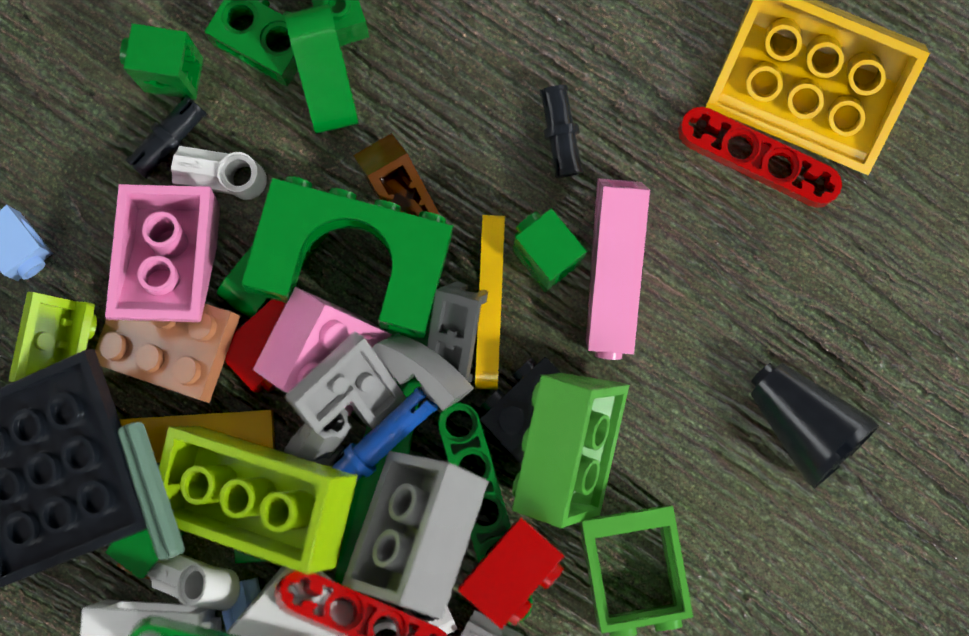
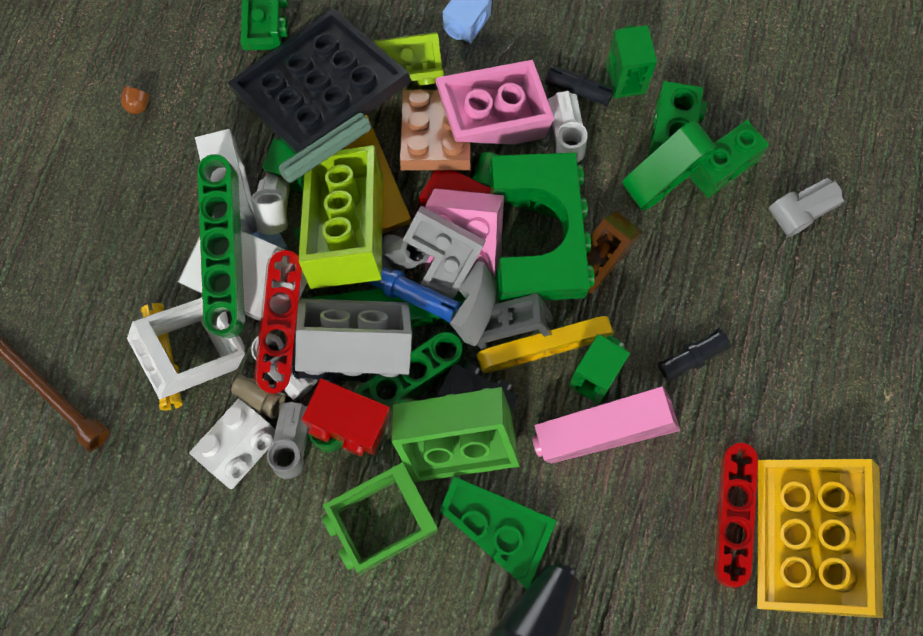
camera: 75 degrees right, 10 degrees down
(688, 429) = (500, 527): none -> green wing

